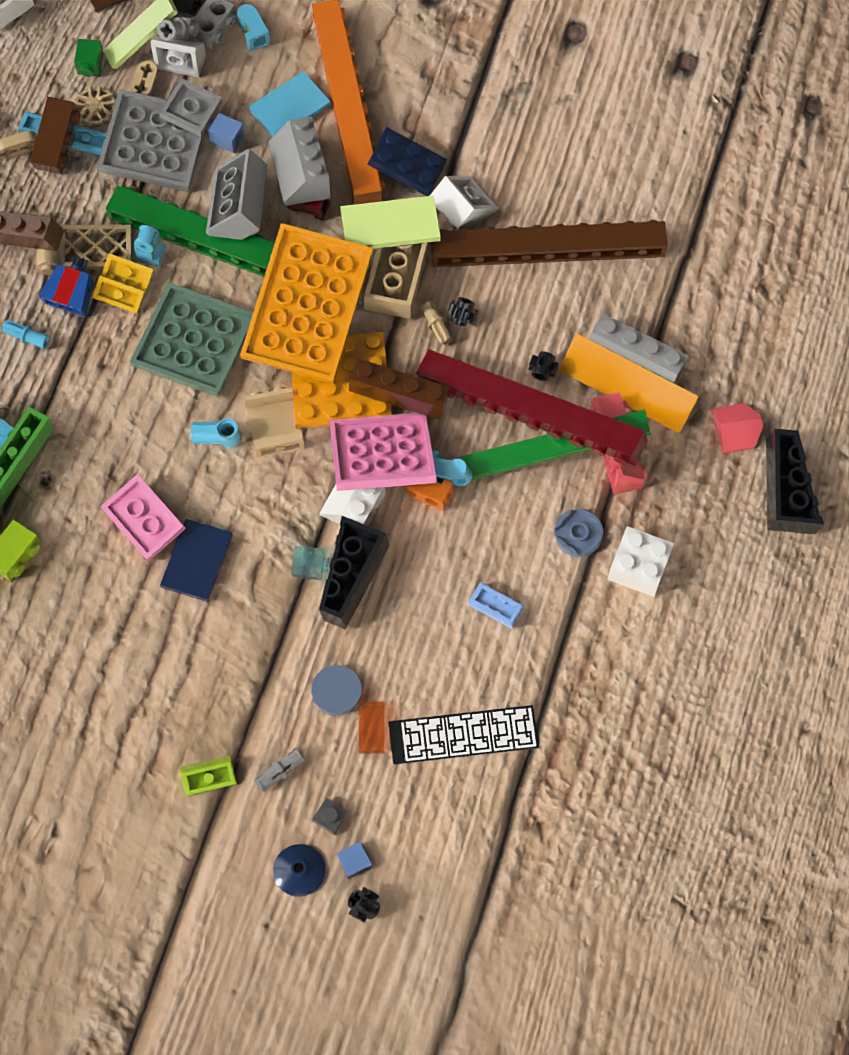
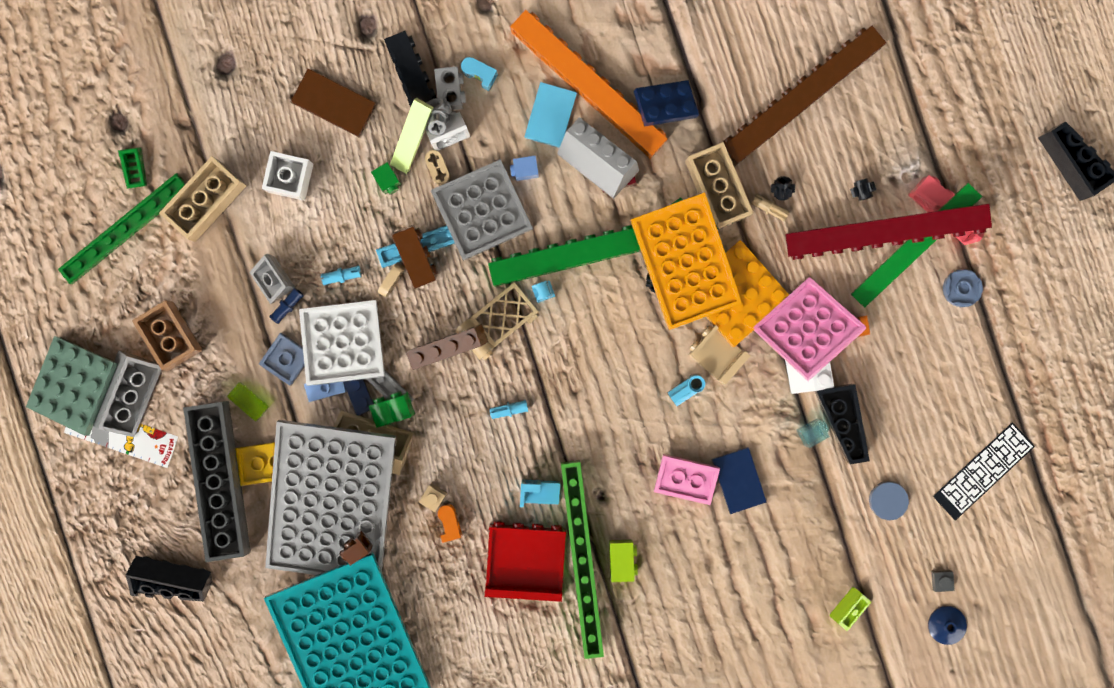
camera: 40 degrees left, 20 degrees up
(69, 288) = (513, 358): torso -> none
(95, 105) = (418, 210): tan wheel -> none
(123, 283) = (544, 328): yellow slope -> none
(190, 107) = (490, 168): light grey plate -> none
(192, 339) = (621, 334): sand green plate -> none
(237, 197) = (575, 214): light grey slope -> none
(279, 770) = (892, 576): light grey pin -> none
(354, 859) = (976, 596): medium blue tile -> none
(363, 904) = (1006, 621): black gear -> none
(371, 727) = (926, 508): clear orange tile -> none
(391, 222) = (697, 162): yellowish green tile -> none
(398, 388) = (788, 277): reddish brown brick -> none
(452, 470) = (861, 308): medium azure leg -> none
(463, 201) = (724, 105): white slope -> none
(495, 605) = (947, 375): light blue plate -> none
(638, 386) = (925, 161): light orange sticker -> none
(639, 348) = (917, 142): light grey slope -> none
(640, 561) = (1019, 282): white brick -> none
(737, 427) = (1012, 141): coral slope -> none

